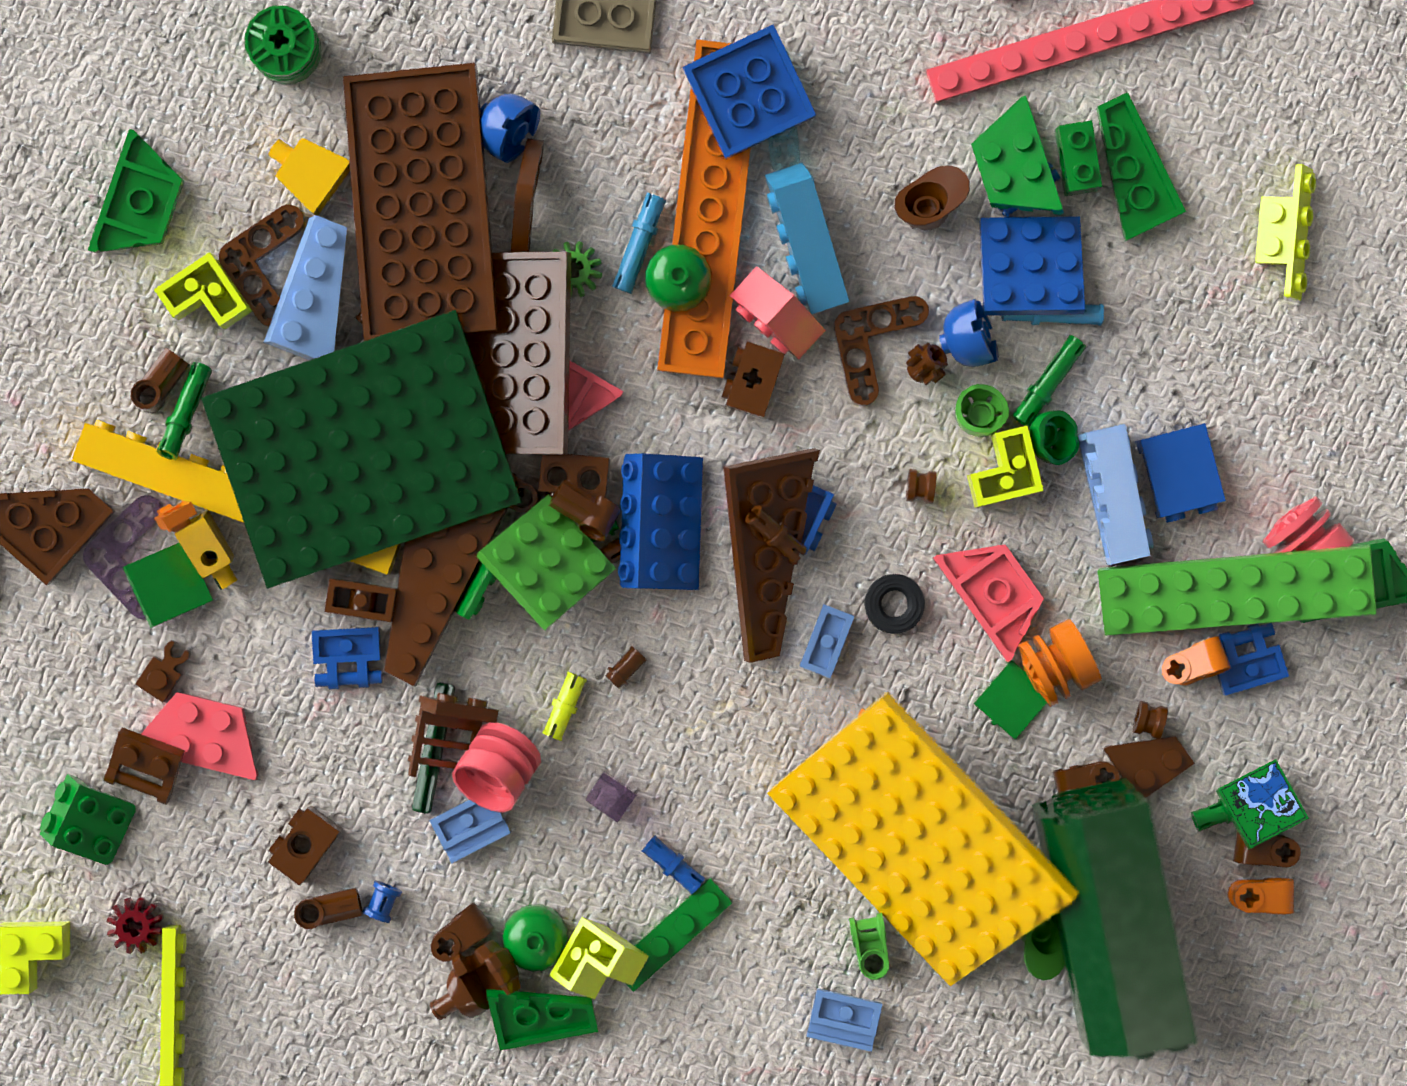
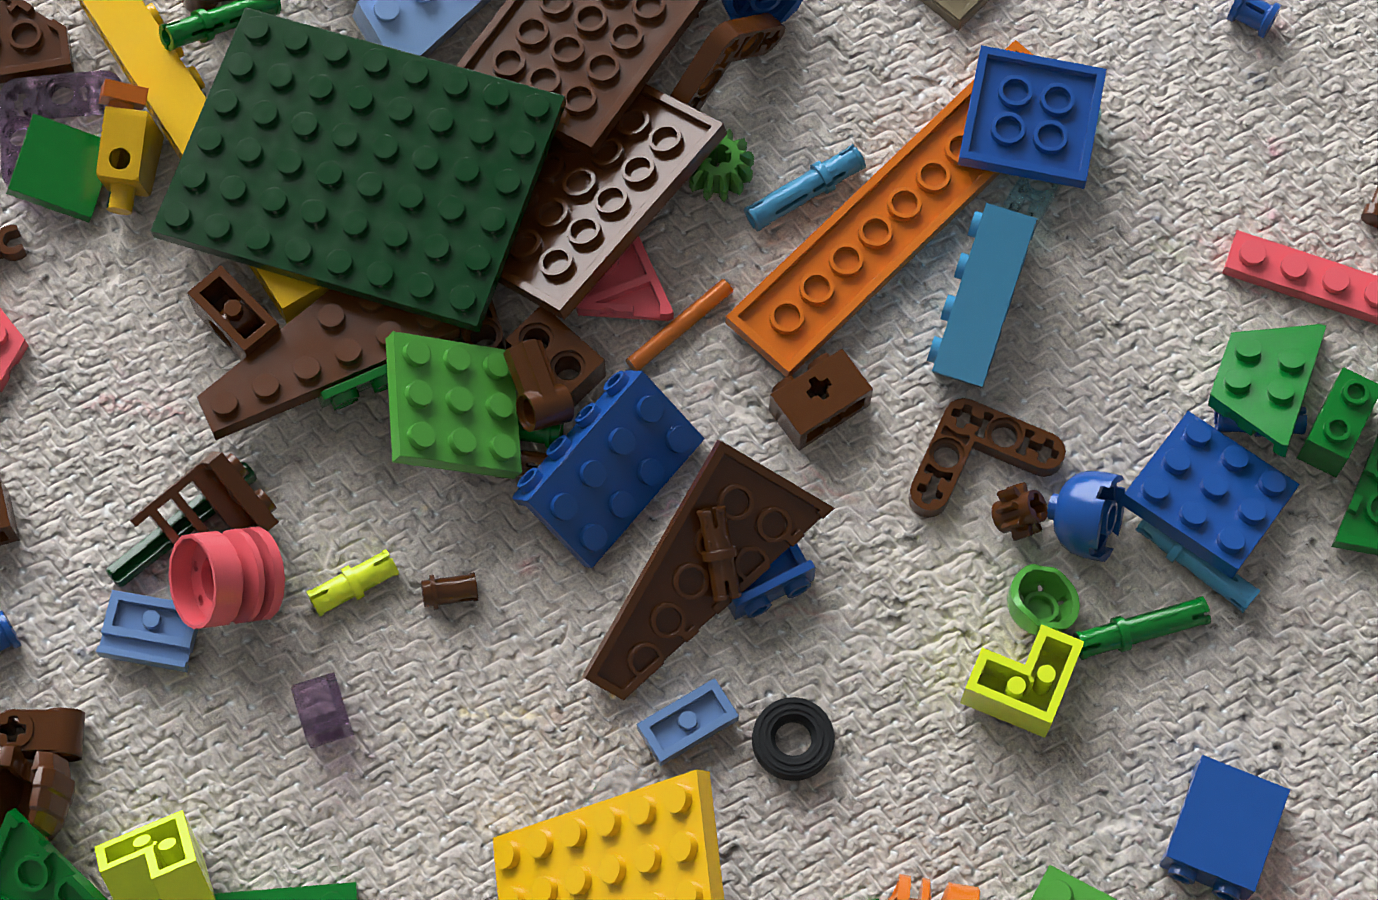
camera: 30 degrees right, 20 degrees down
(347, 645) = (180, 355): blue plate -> none
(535, 937) = (114, 799): green cylinder -> none
(630, 393) = (679, 325): none -> orange bar
(673, 864) = (328, 836): blue pin -> none
(678, 278) = (818, 239): green cylinder -> none
(776, 313) = (899, 343): coral brick -> none
(921, 486) = (917, 633): reddish brown wheel -> none
(932, 197) = (1145, 352): reddish brown piece -> none
(994, 592) = (915, 807): coral wing -> none
(1045, 434) = (1096, 678): green helmet -> none
(1115, 494) = (1131, 793): light blue wedge -> none

